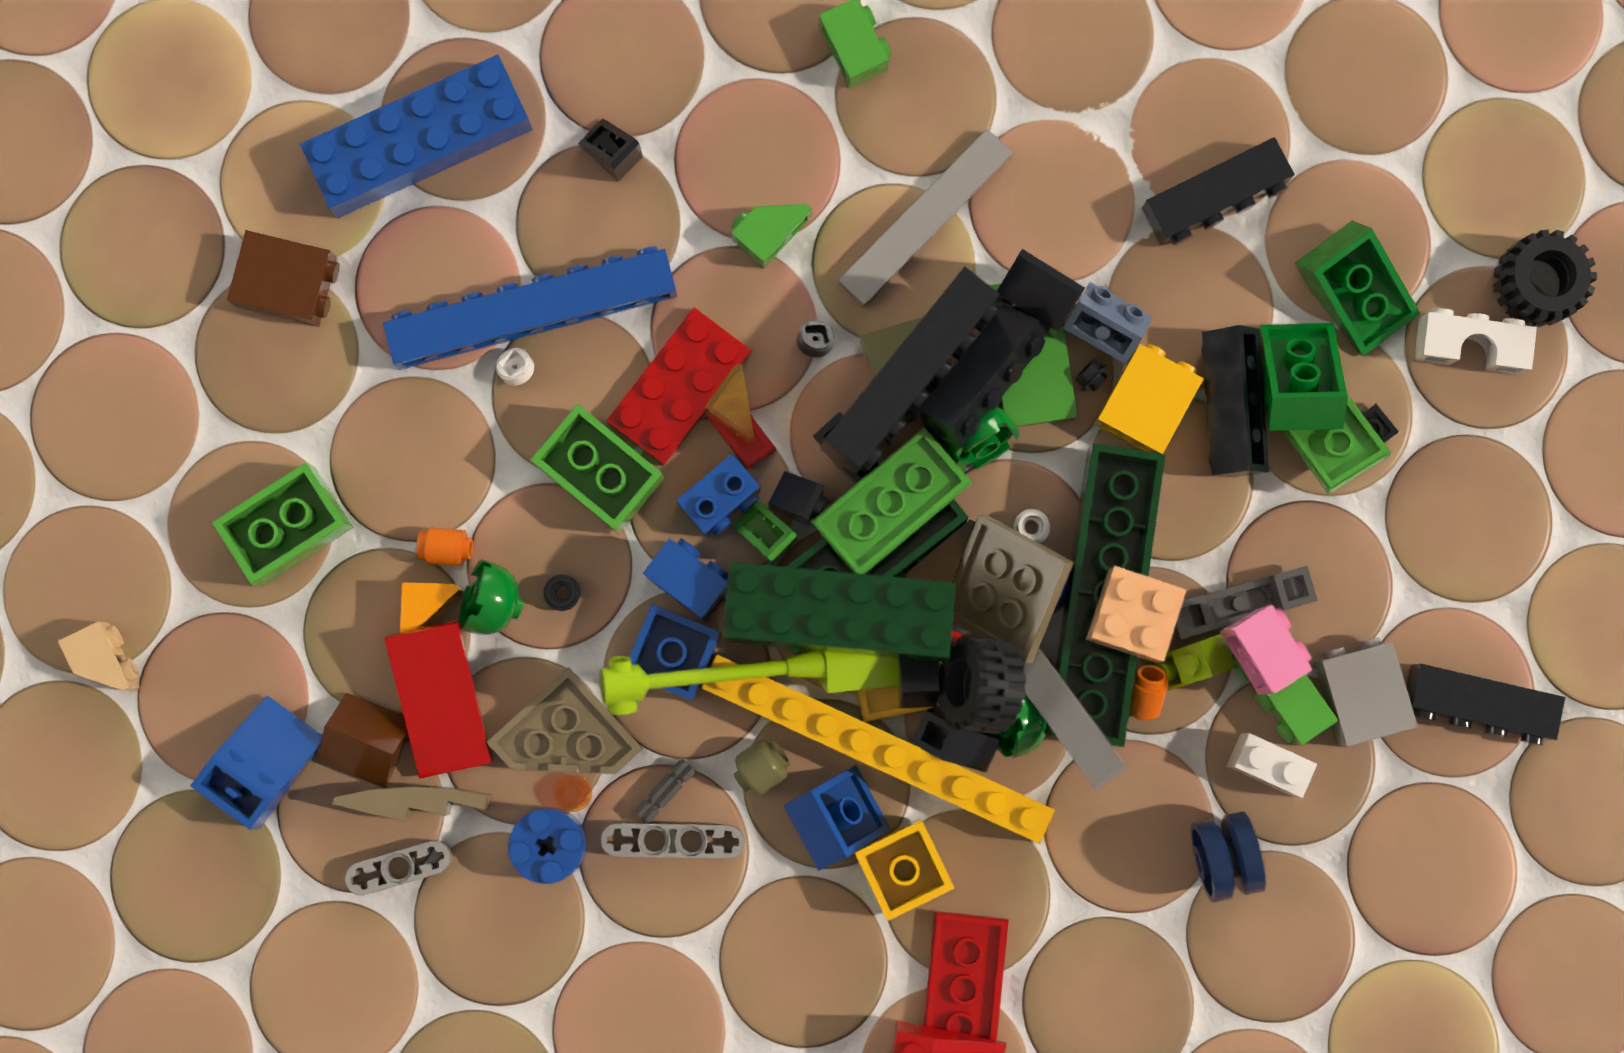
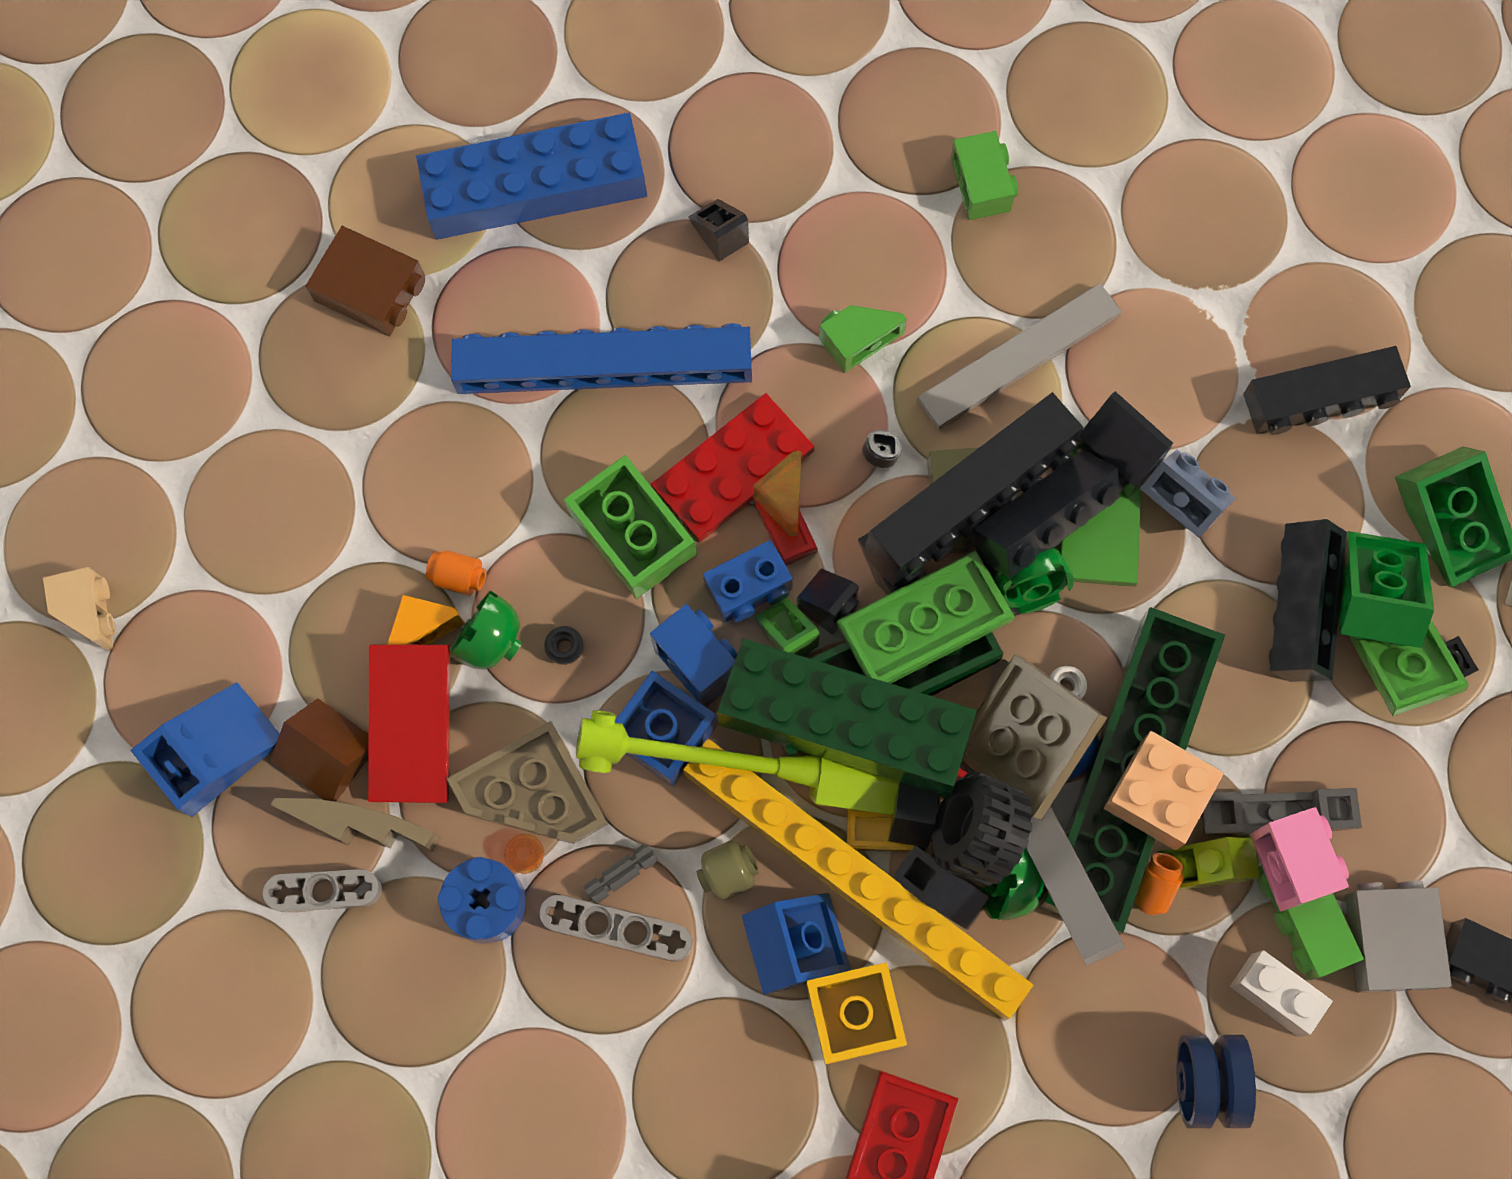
camera: 20 degrees right, 10 degrees down
(282, 525) = (299, 513): bright green brick -> none
(515, 366) = (572, 412): white tile -> none
(1092, 375) = (1161, 545): black plate -> none
(1149, 399) = (1216, 579): yellow brick -> none

